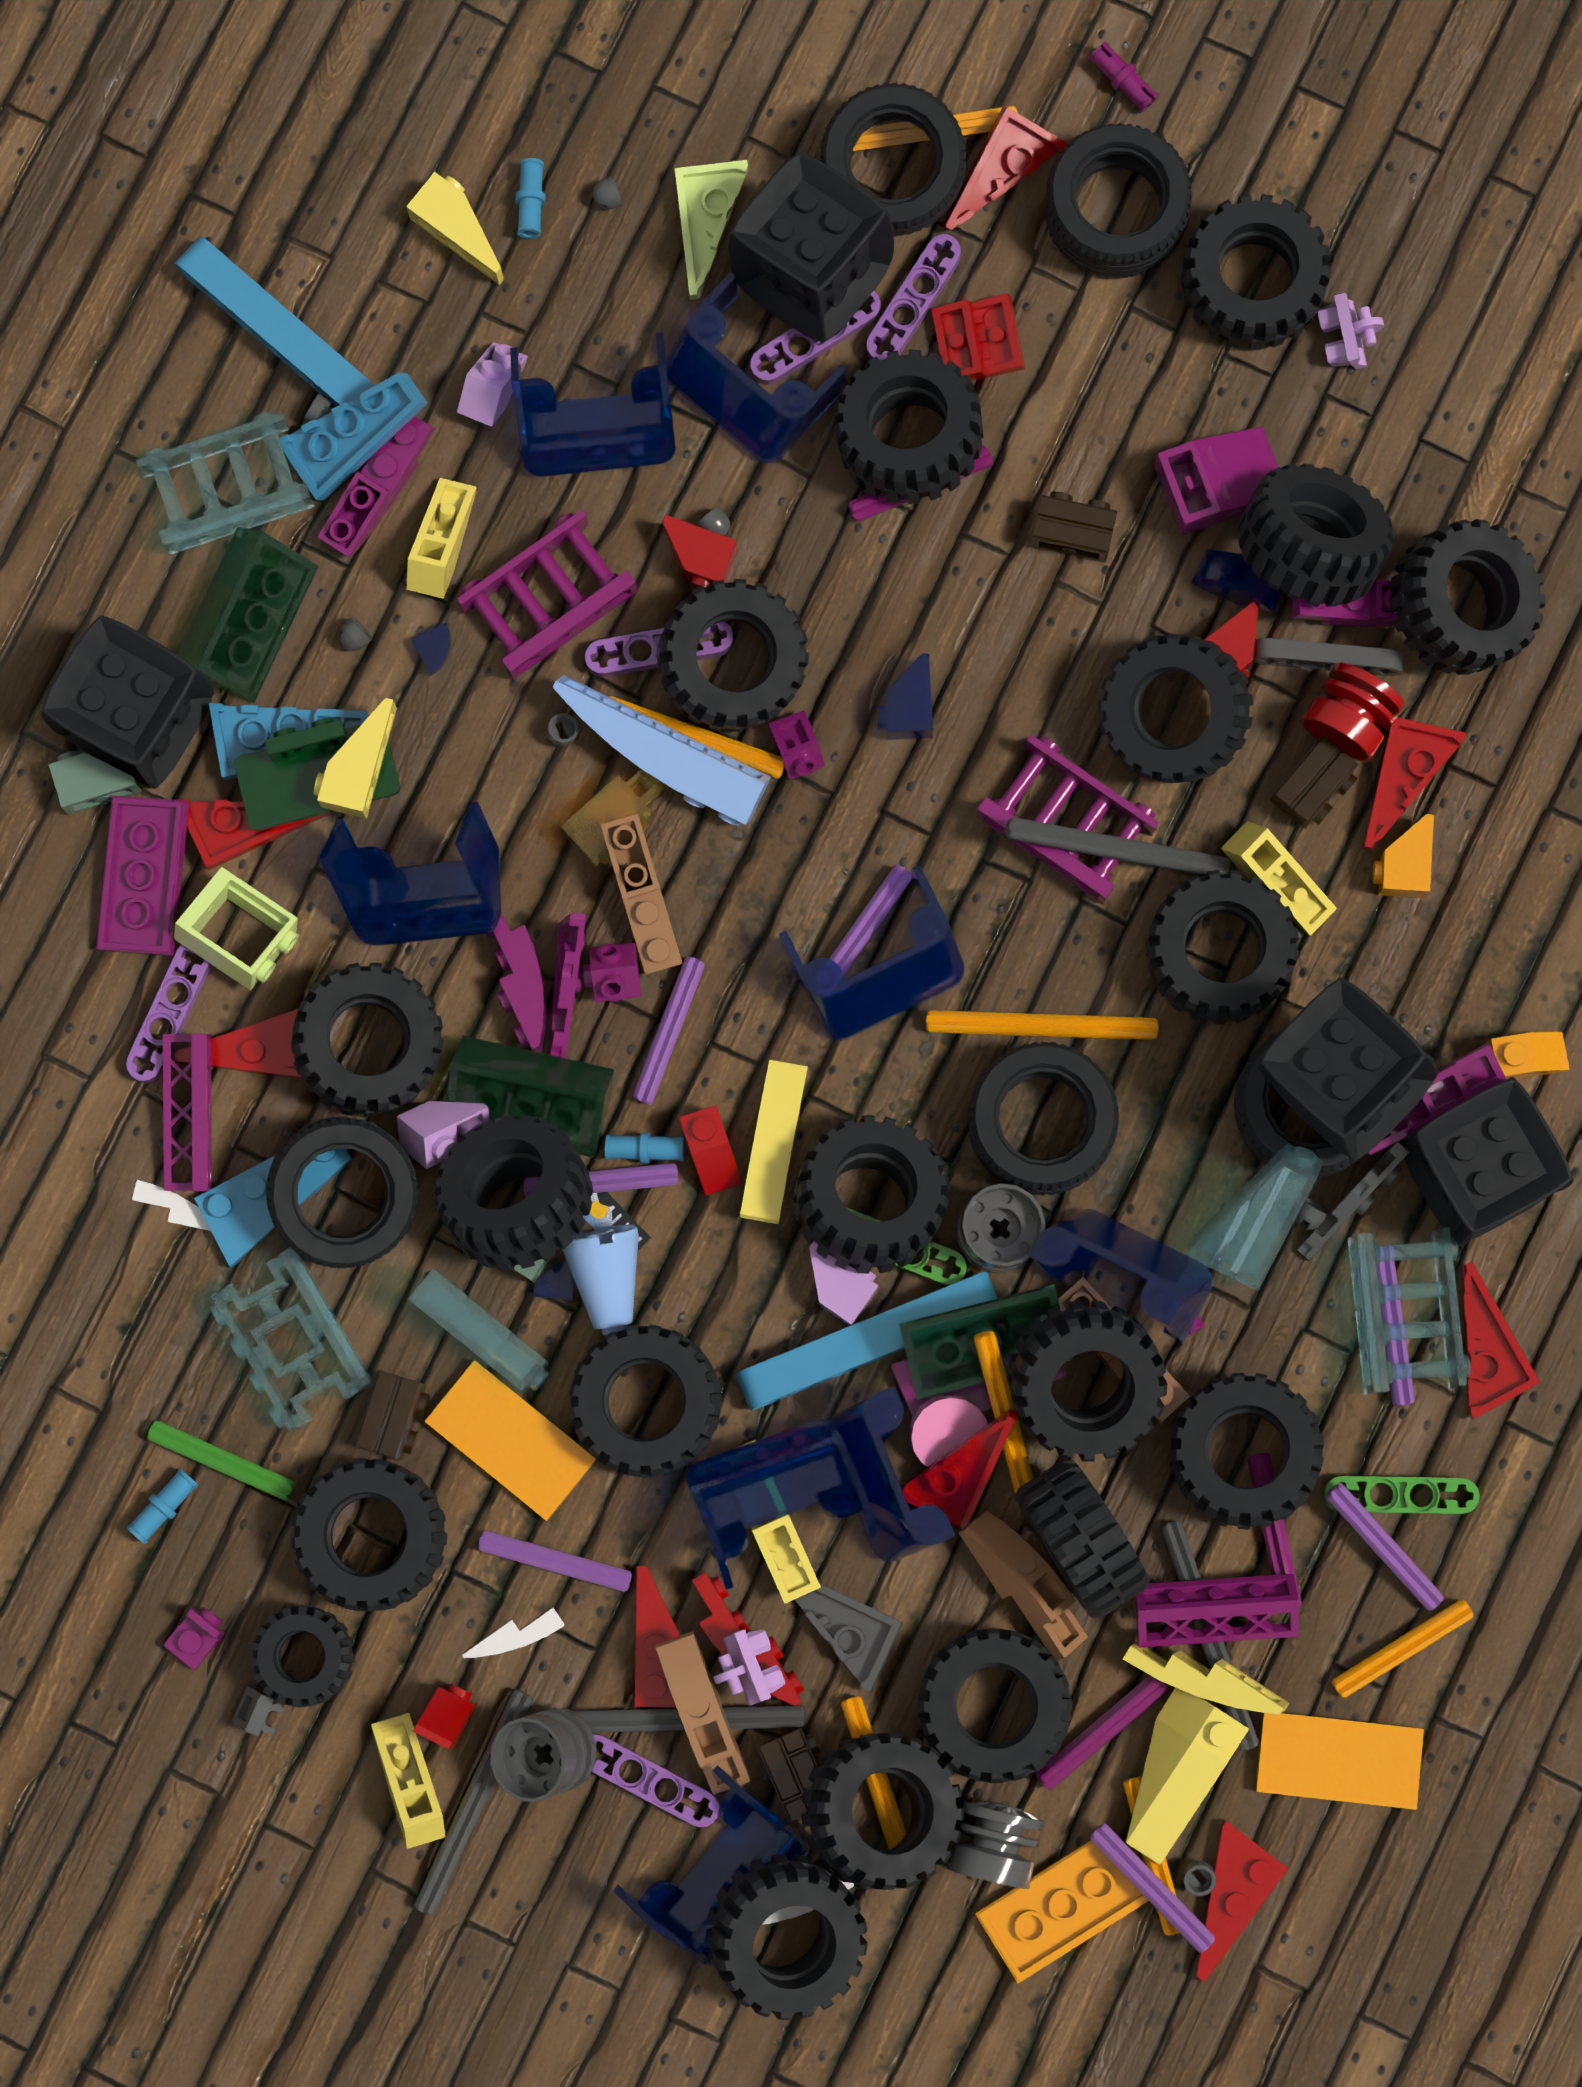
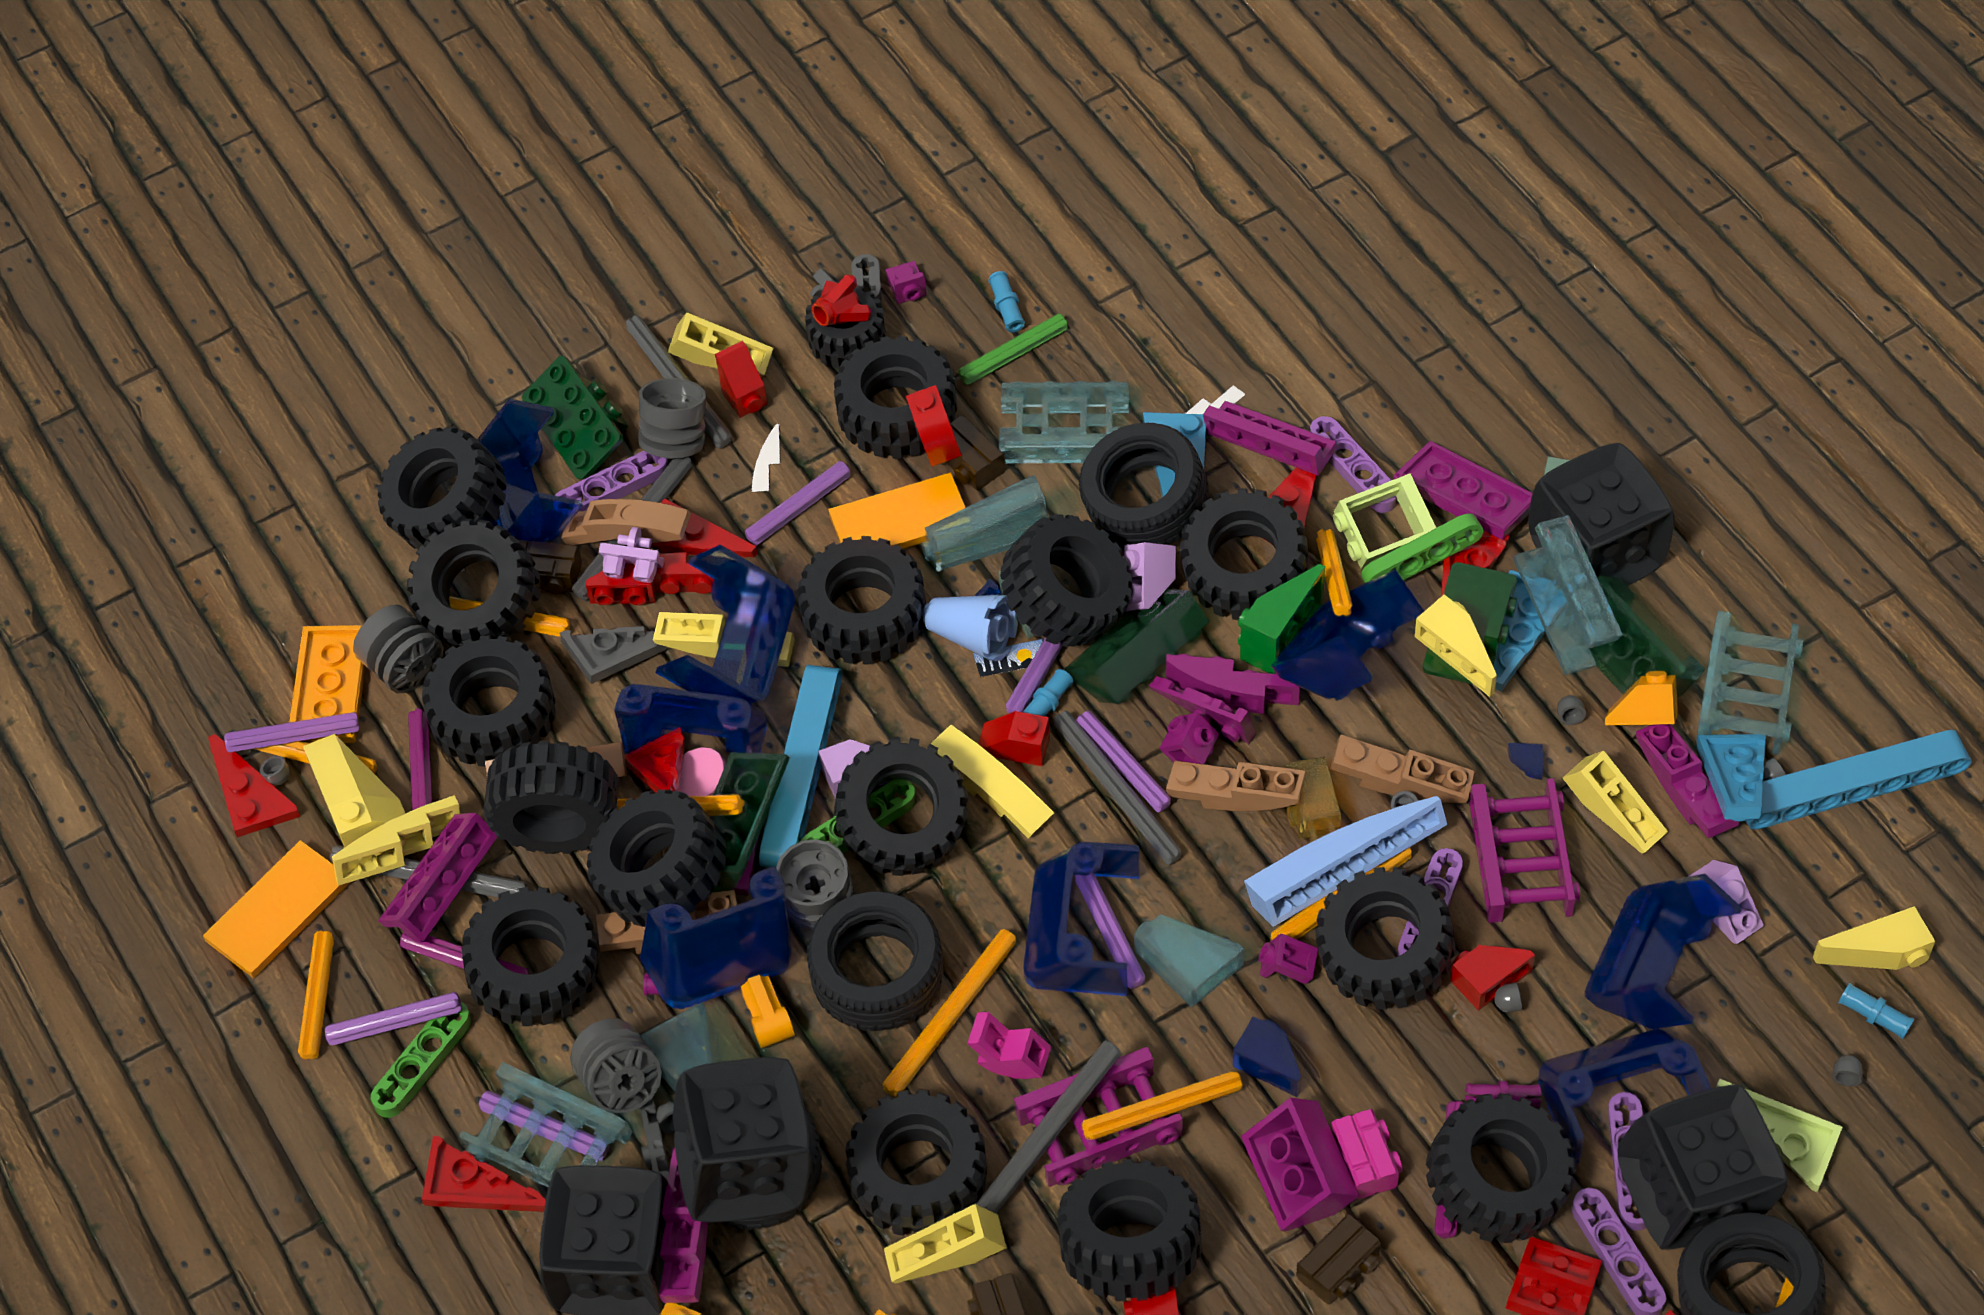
camera: 120 degrees right, 25 degrees down
(225, 1690) = (873, 279): none -> dark grey beam
(244, 684) = (1567, 595): none -> clear light blue fence
(256, 869) = (1454, 537): none -> bright green beam
(298, 1662) = (840, 303): none -> red rock
(317, 560) = (1647, 702): none -> light orange slope
(331, 943) = (1334, 572): none -> light orange axle
(398, 1454) = (933, 425): none -> red brick
(435, 960) = (1279, 617): none -> green slope
(526, 751) = (1394, 772): none -> medium nougat slope
(582, 1872) = (584, 420): none -> dark green bracket
(701, 1019) = (1118, 788): none -> dark grey axle
(819, 476) = (1502, 1087): none -> magenta pin
(854, 837) = (1187, 957): none -> clear light blue slope
(955, 562) = (1366, 1152): none -> dark pink brick
(1003, 613) = (1299, 1164): none -> magenta slope
(1028, 760) = (1161, 1105): none -> light orange axle
(1052, 938) = (1008, 1052): none -> dark pink brick
(1156, 1187) = (768, 1018): none -> light orange piece
(1309, 1282) = (615, 1066): none -> dark grey wheel

